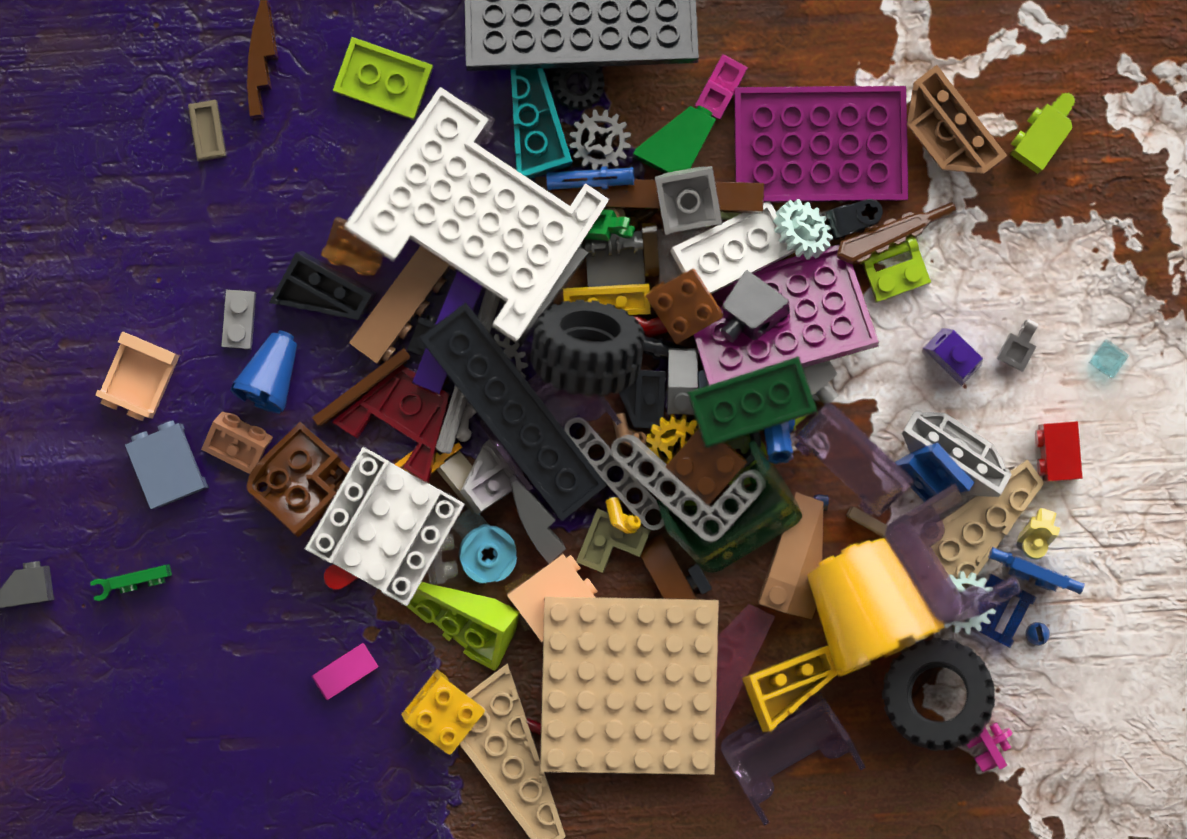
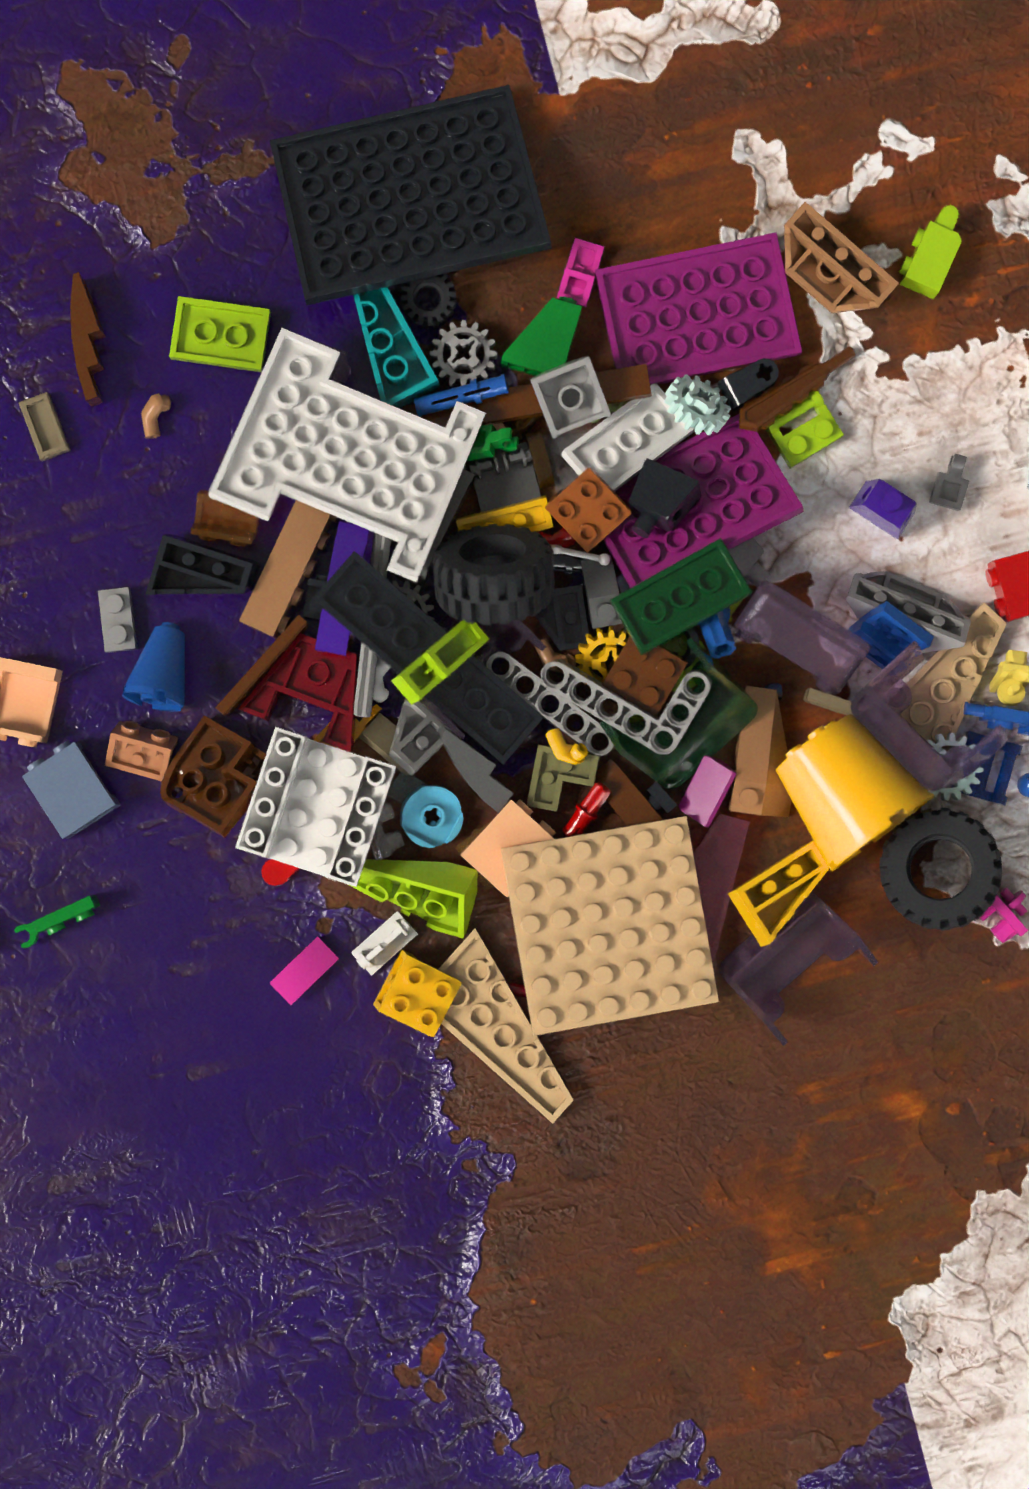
camera: 10 degrees left, 0 degrees up
(306, 137) = (150, 413): none -> medium nougat arm
(422, 660) = (384, 943): none -> white hinge
(523, 416) = (439, 660): none -> lime slope
(629, 577) = (587, 810): none -> red axle
(690, 353) = (603, 559): none -> white hinge
(742, 580) = (707, 790): none -> slope

